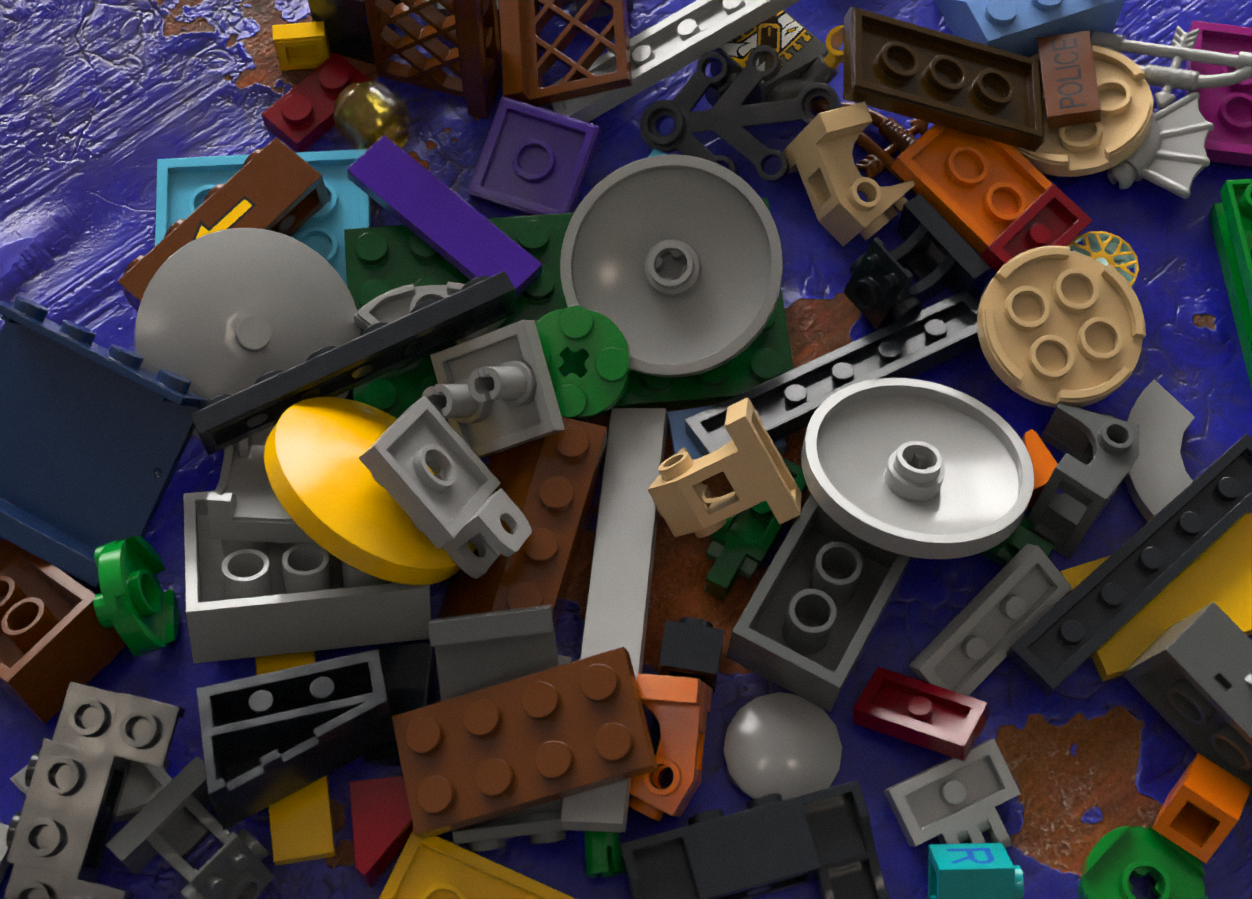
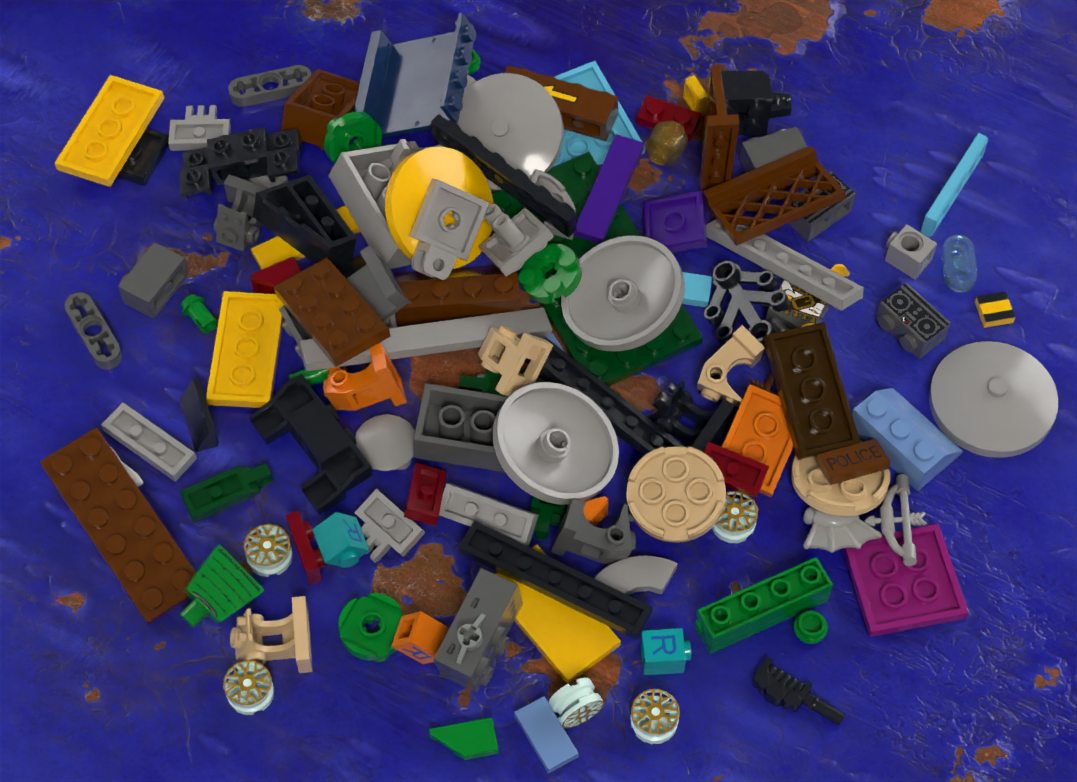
camera: 70 degrees right, 5 degrees down
(691, 650) = (414, 379): black plate -> none

